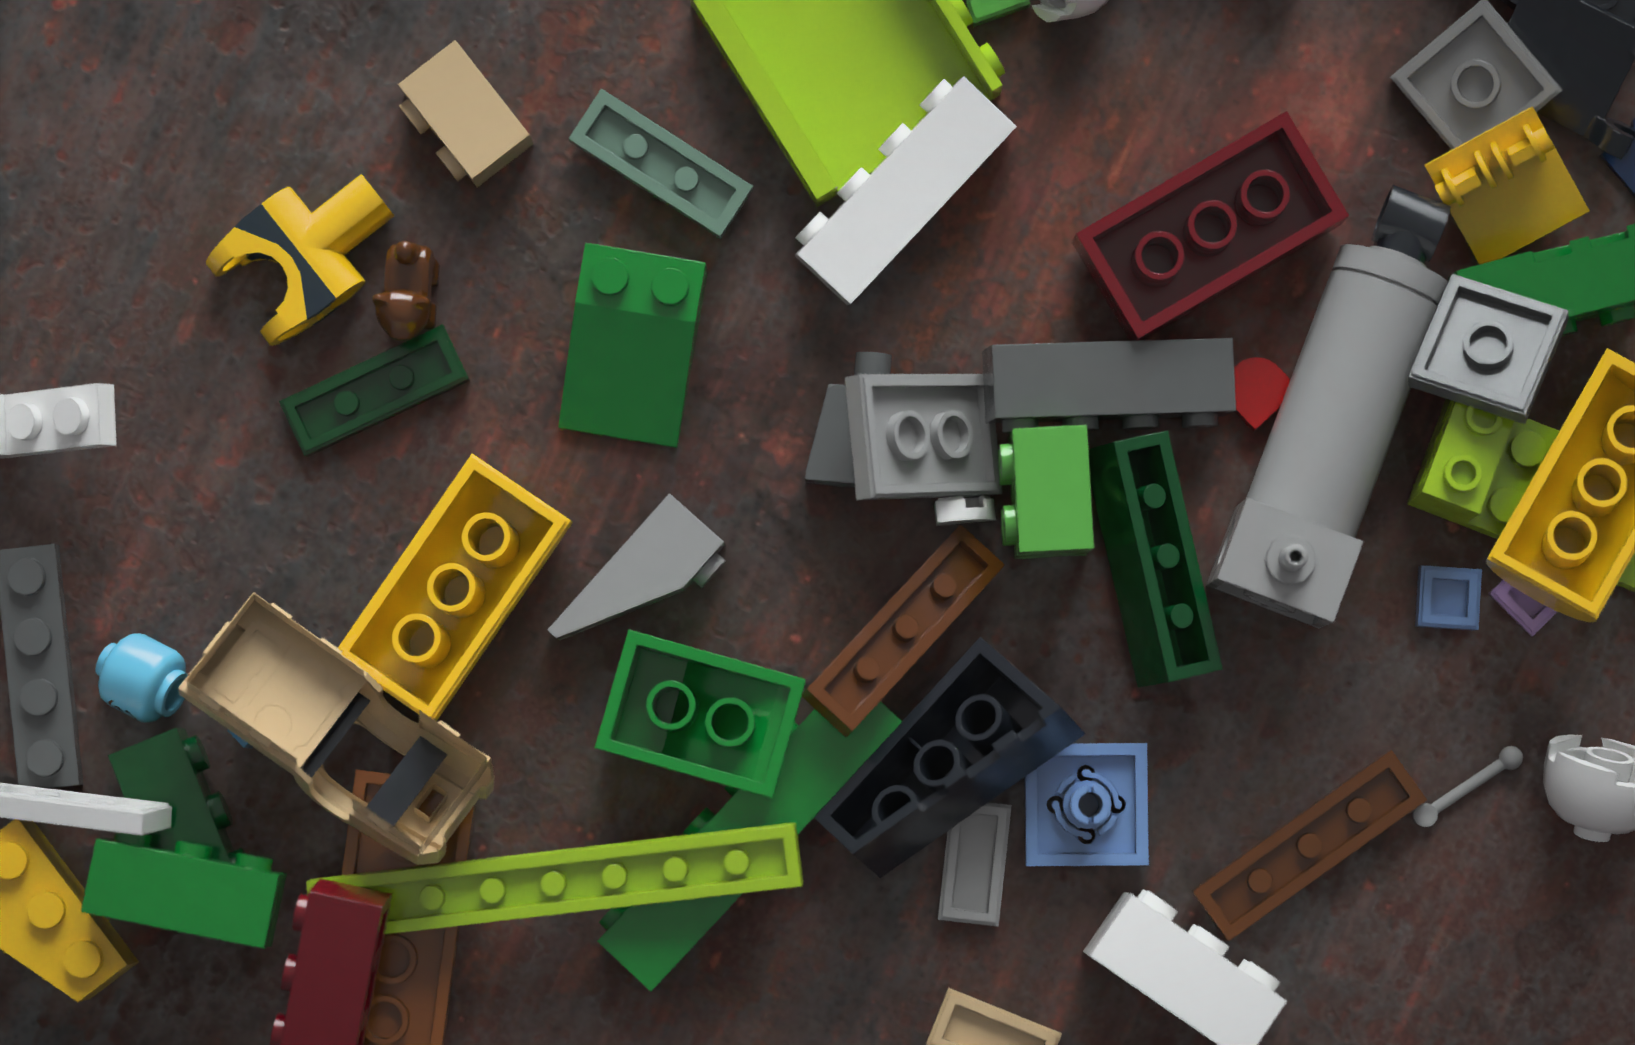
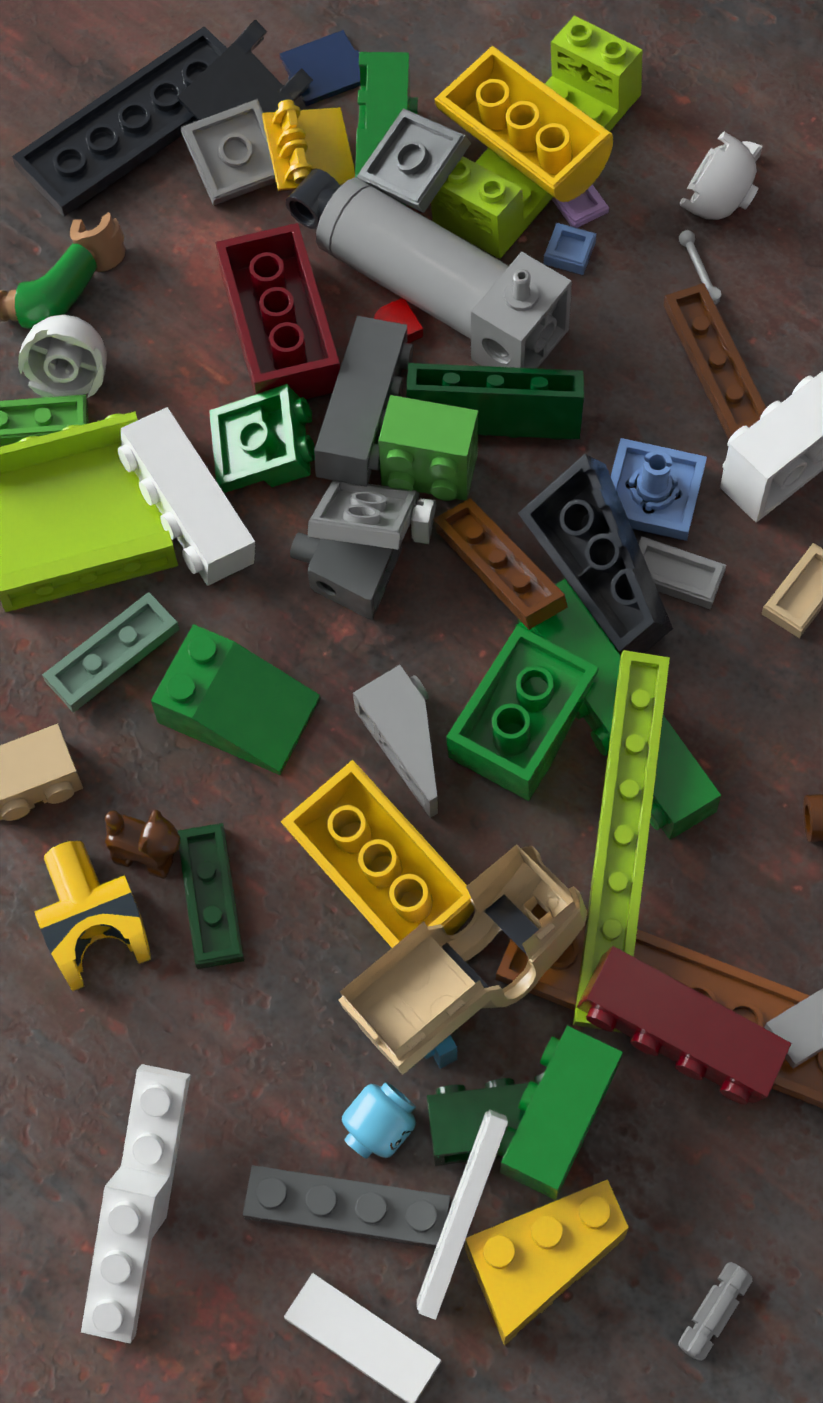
camera: 75 degrees left, 20 degrees down
(1017, 263) = (262, 439): none -> green plate

